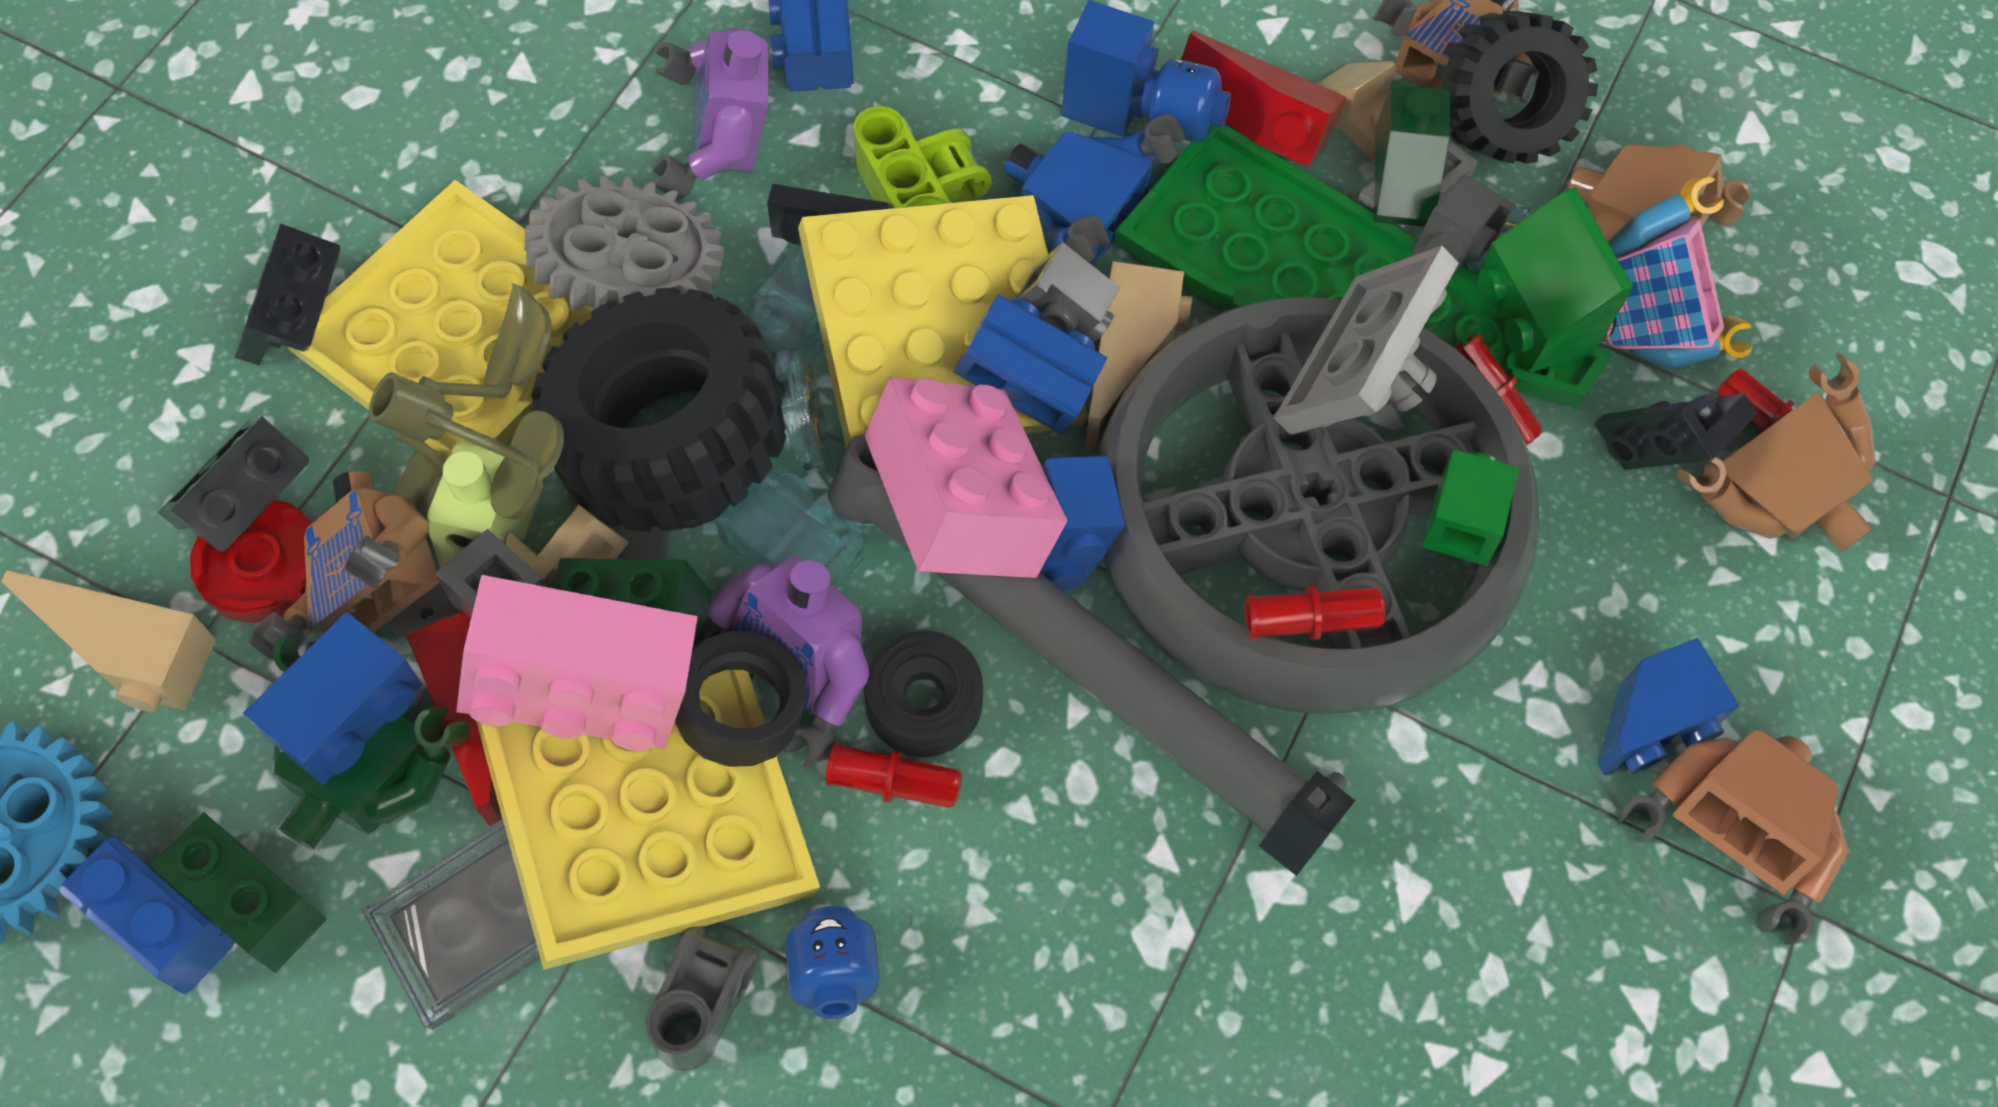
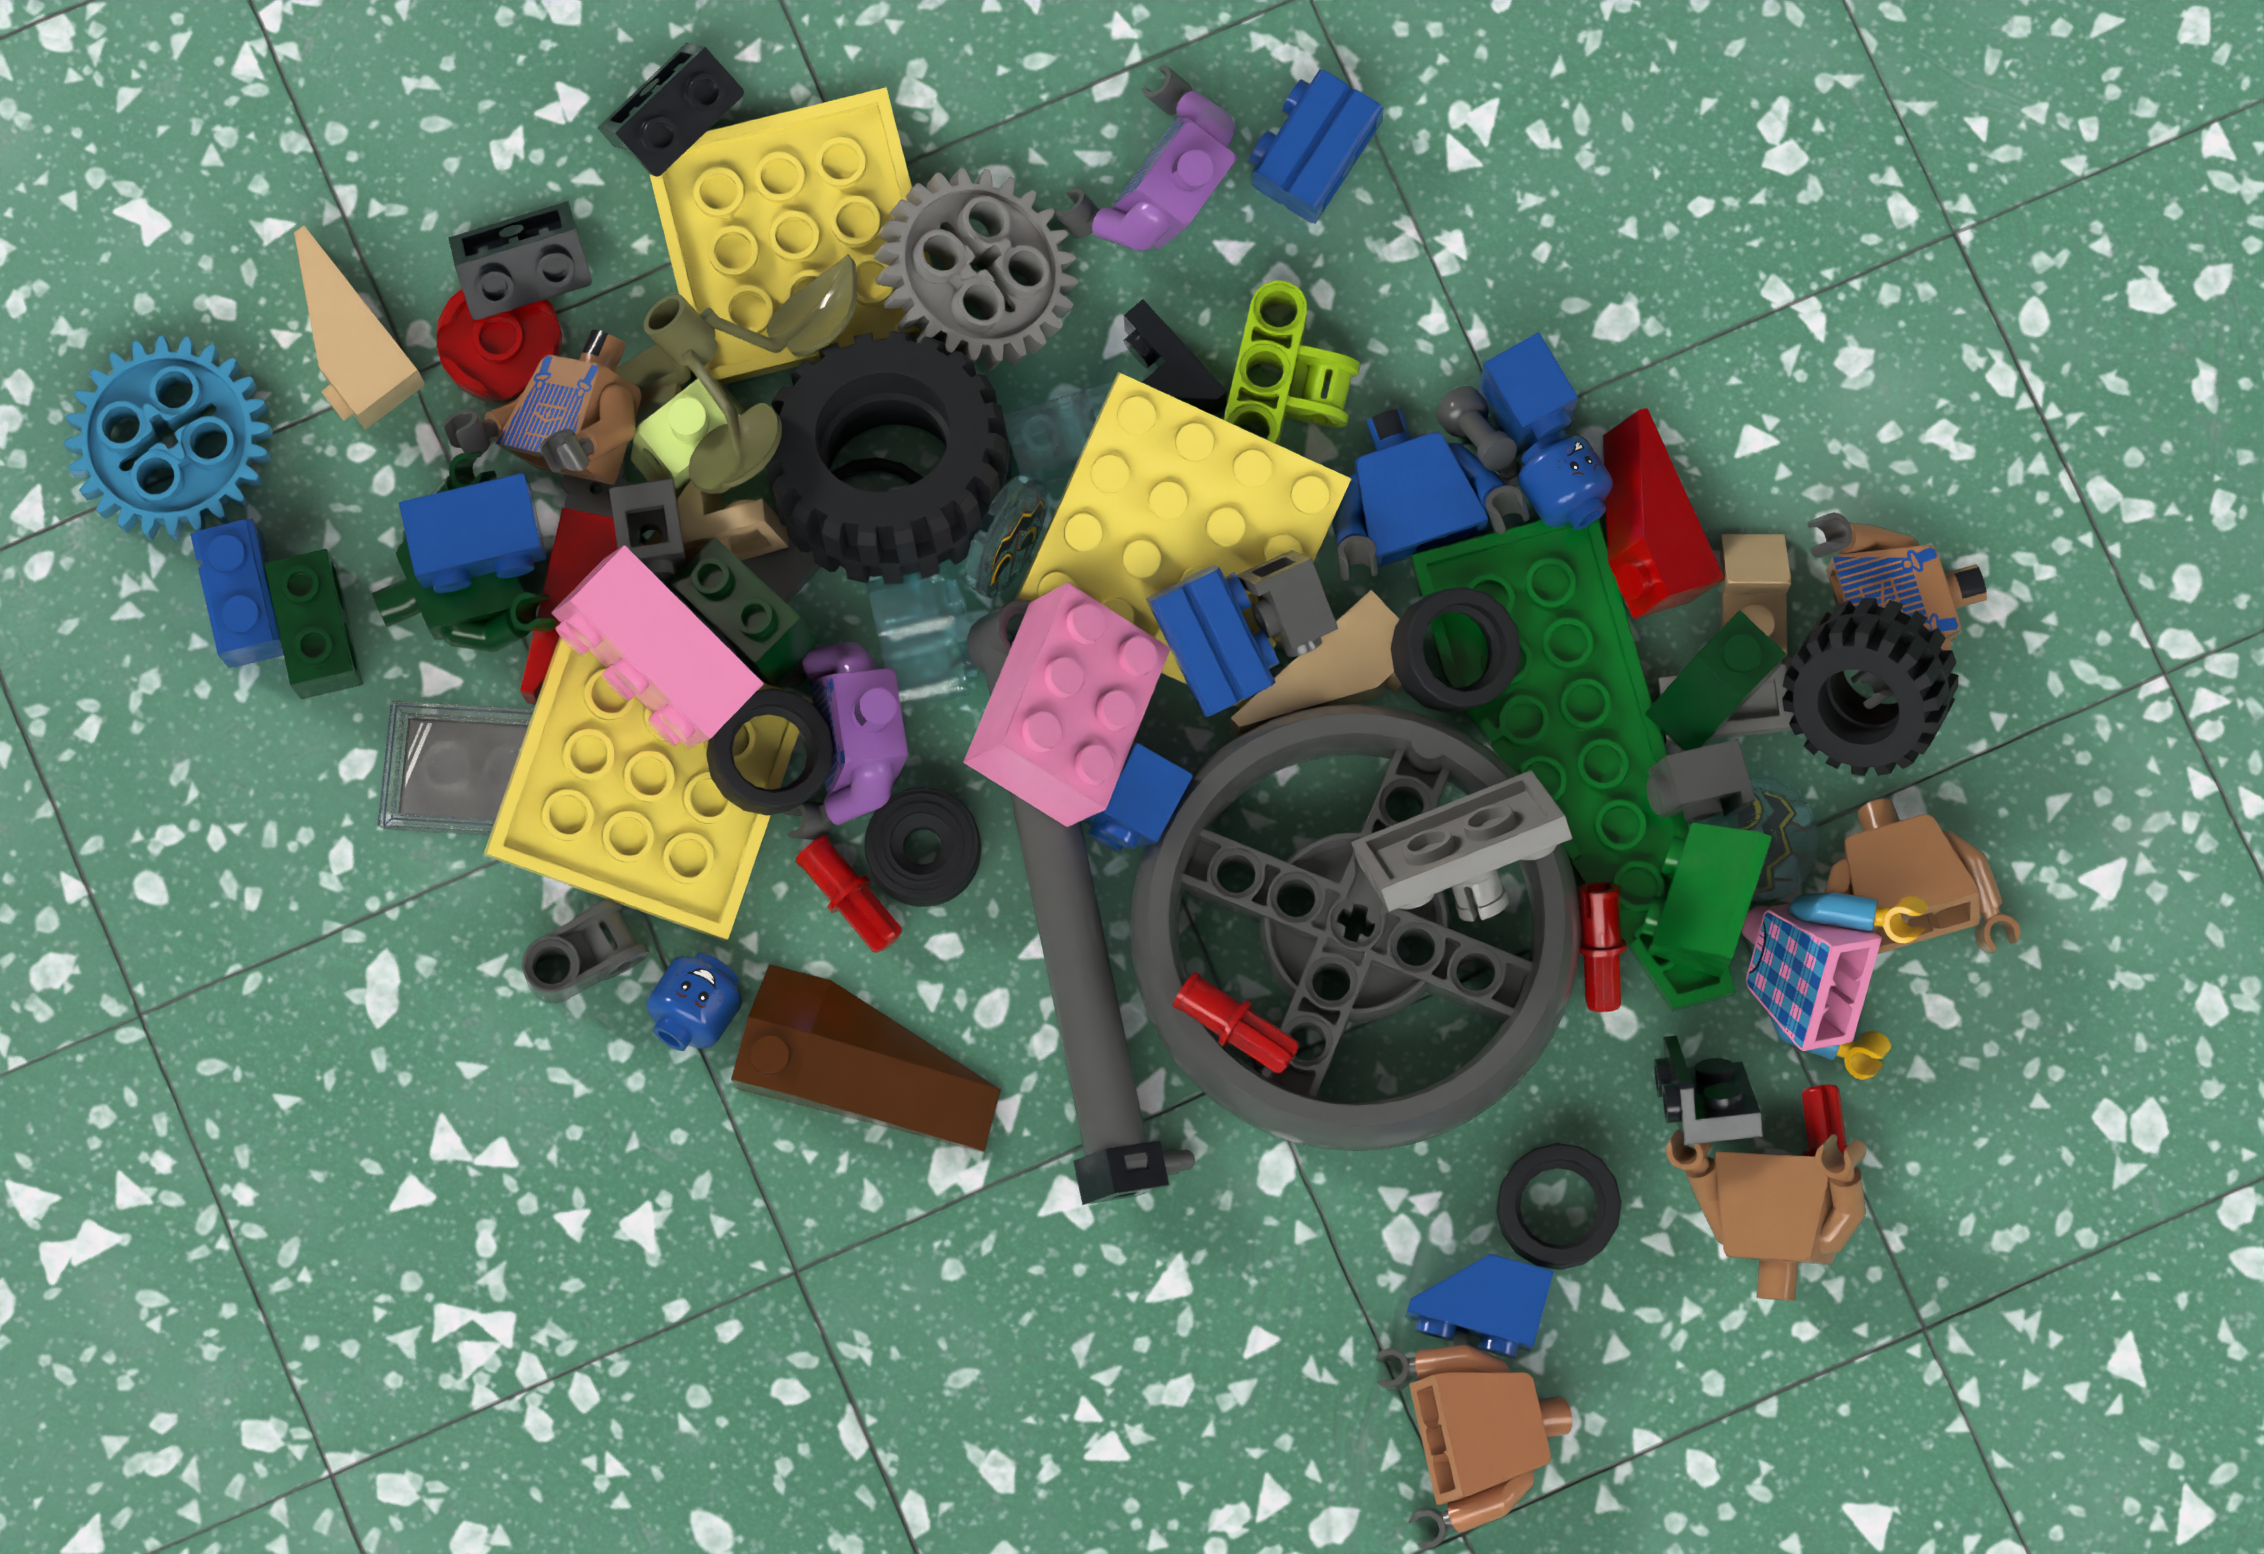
camera: 45 degrees right, 15 degrees up
(998, 913) = (844, 1057): none -> reddish brown wedge
(1113, 118) = (1465, 414): none -> dark grey piece
(1227, 225) = (1501, 643): none -> black tyre
(1471, 507) = (1432, 1033): green brick -> none
(1665, 563) = (1567, 1158): none -> black tyre

